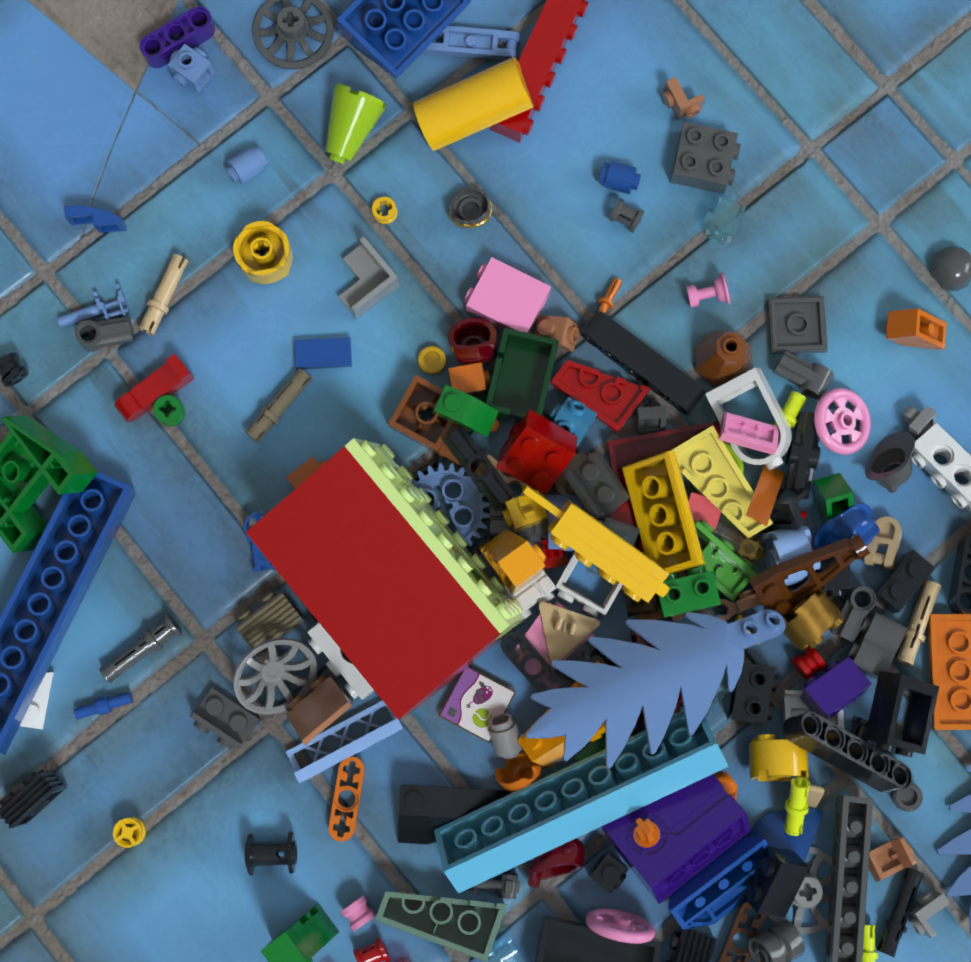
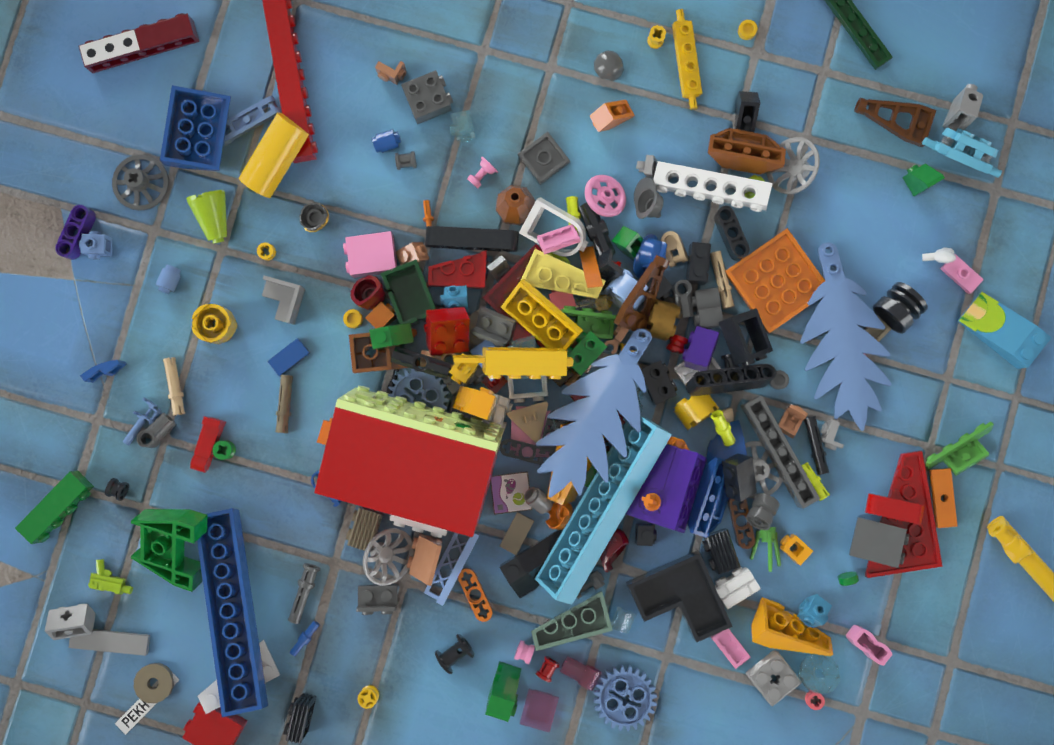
camera: 30 degrees left, 5 degrees up
(449, 759) = (516, 533): none -> dark tan tile
(620, 925) = (671, 559): bright pink plate -> none
(811, 378) = (571, 183): dark grey piece -> none

